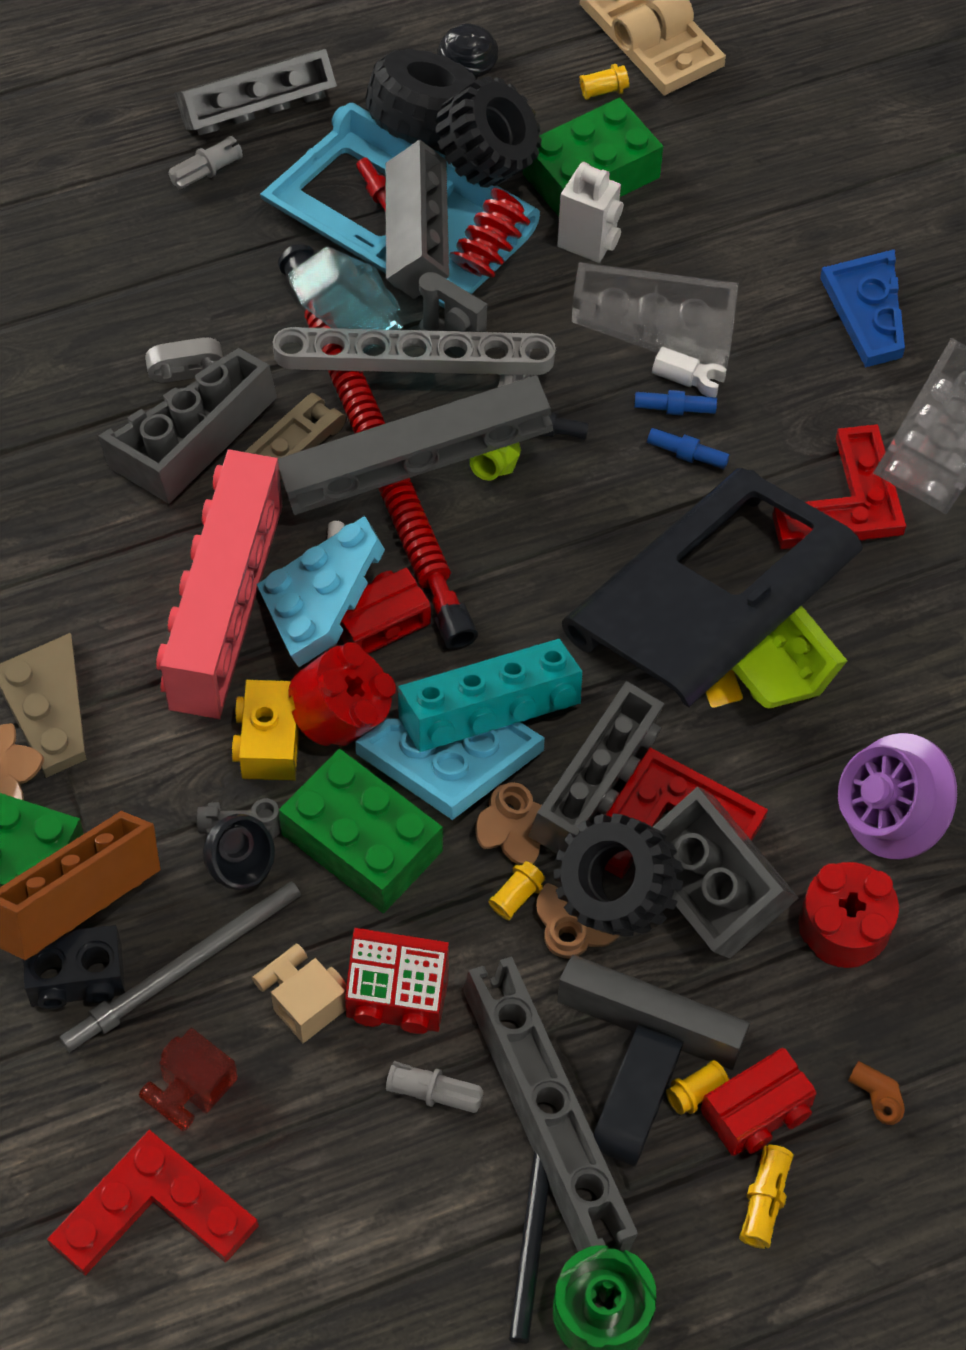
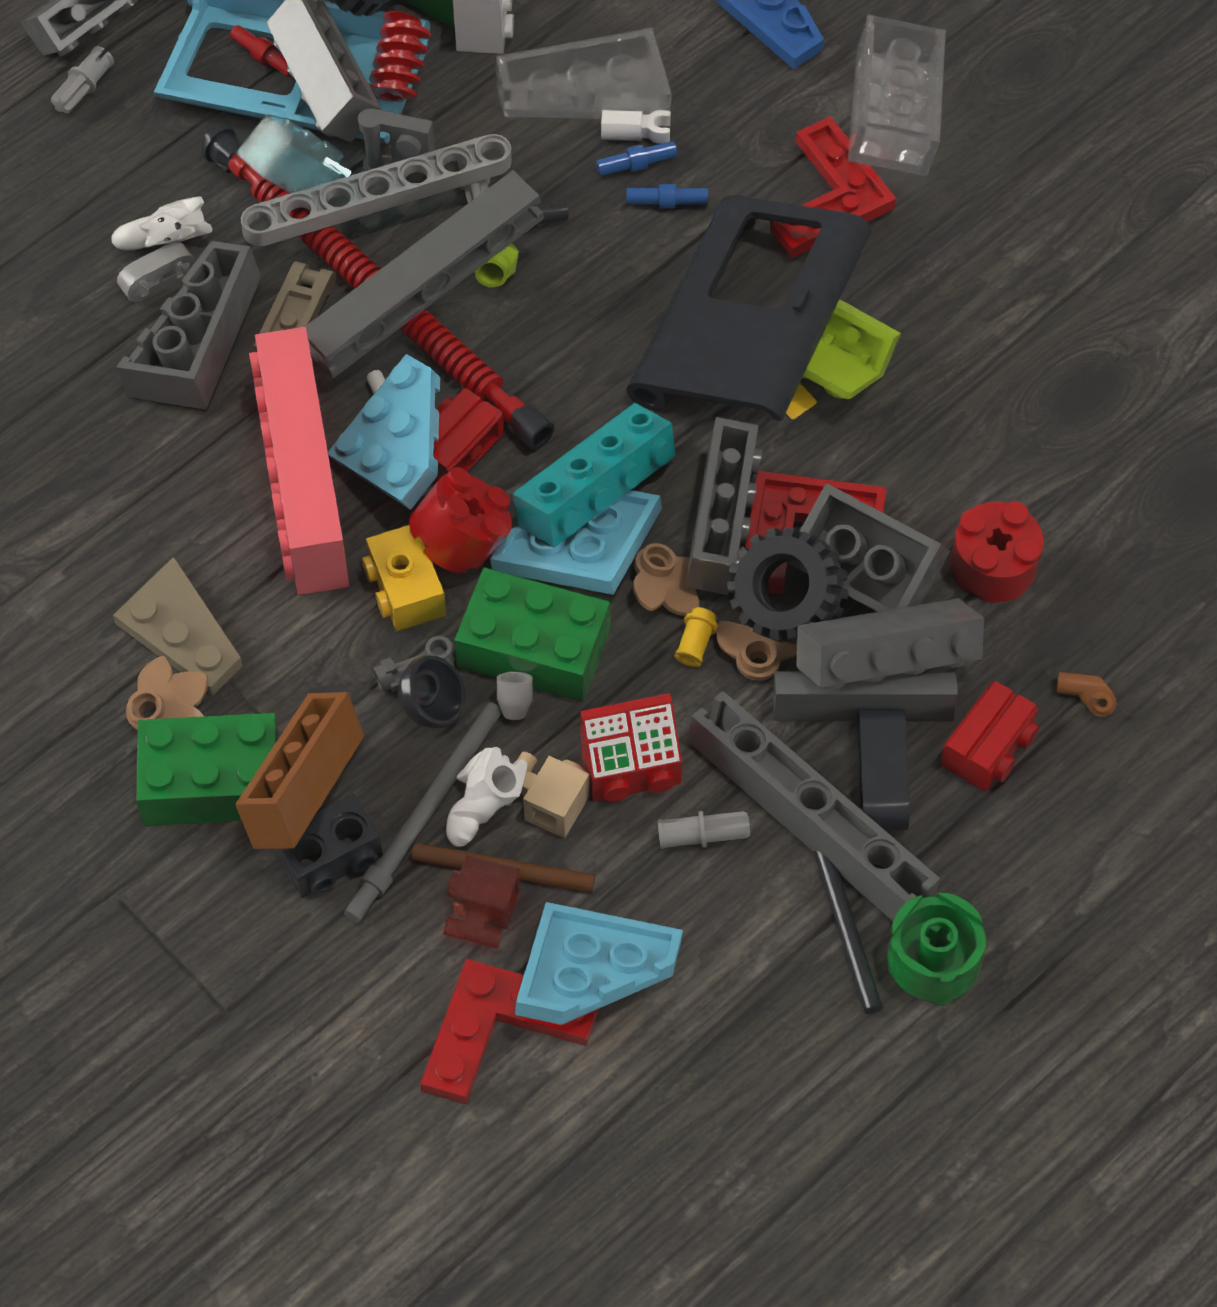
camera: 20 degrees left, 0 degrees up
(214, 320) = (168, 224): none -> white animal
(242, 969) = (489, 786): none -> white animal
(243, 1059) = (528, 871): none -> reddish brown bar
(260, 1181) = (591, 961): none -> medium azure plate
(317, 882) = (514, 694): none -> light grey hose
(688, 1093) = (925, 753): yellow pin -> none
(693, 971) = (889, 643): none -> dark grey brick
(766, 1196) = (1030, 812): yellow pin -> none
(898, 795) = (998, 434): medium lavender piece -> none

